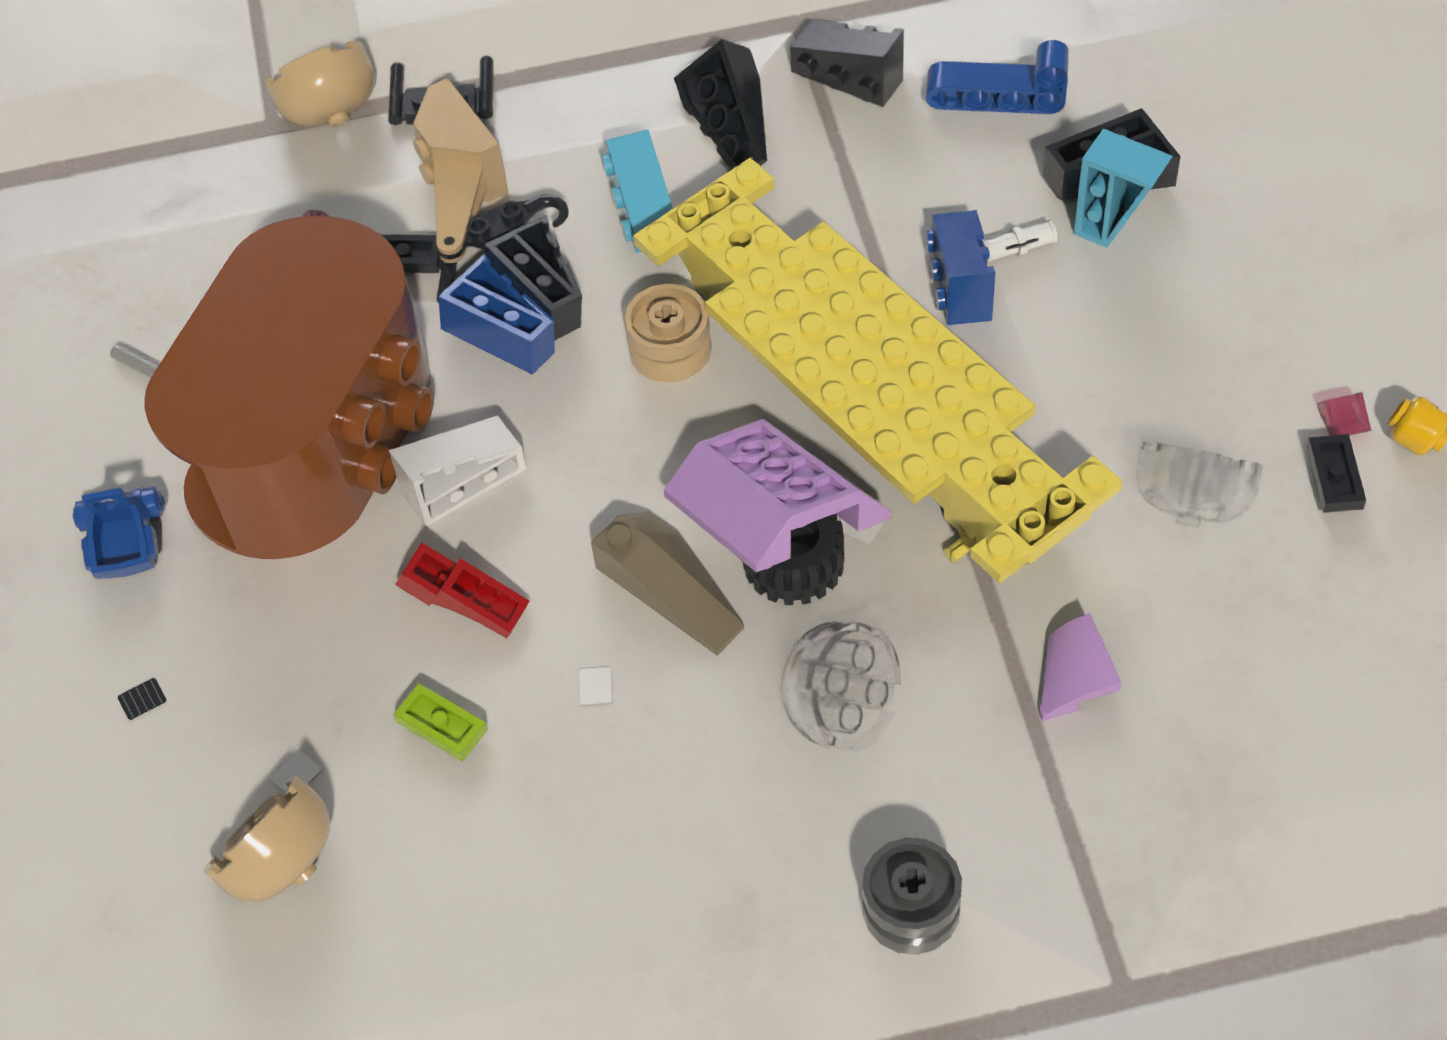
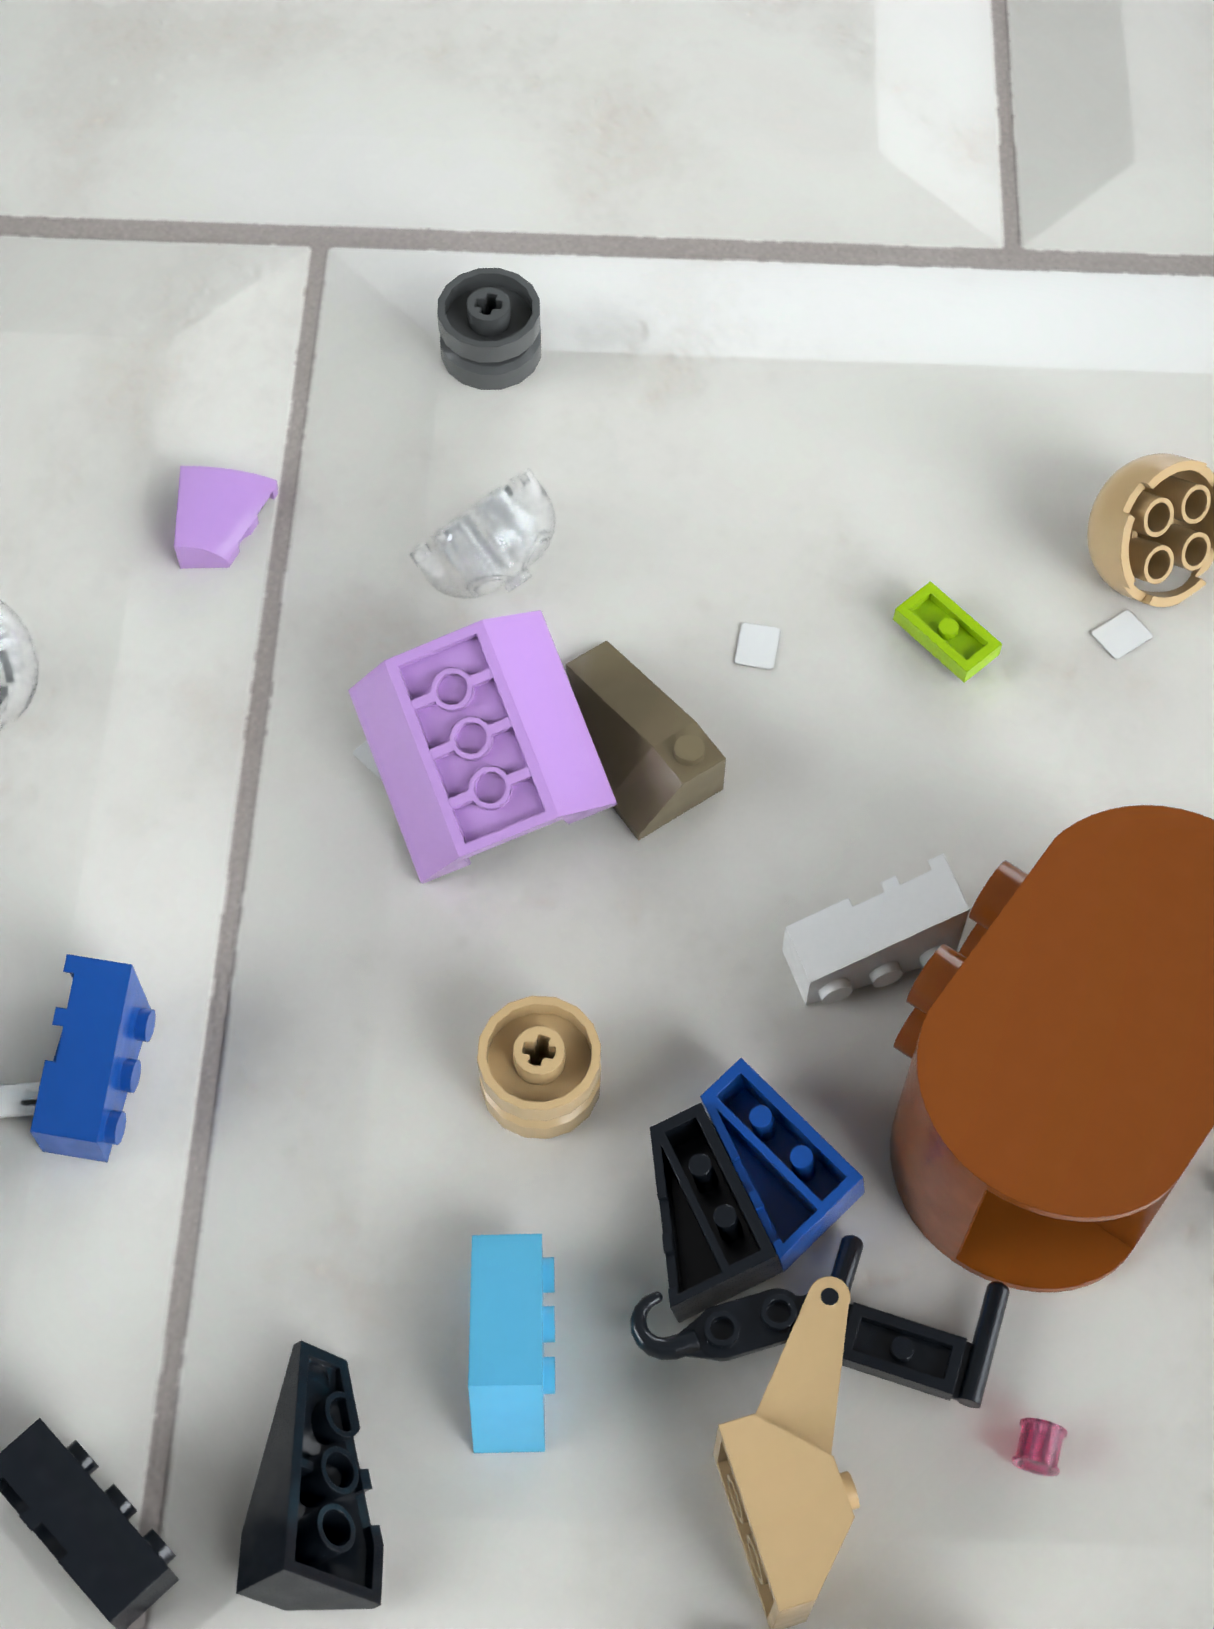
camera: 170 degrees left, 5 degrees up
(462, 590) = (901, 774): red slope -> none
(878, 372) = (306, 908): light yellow piece -> none

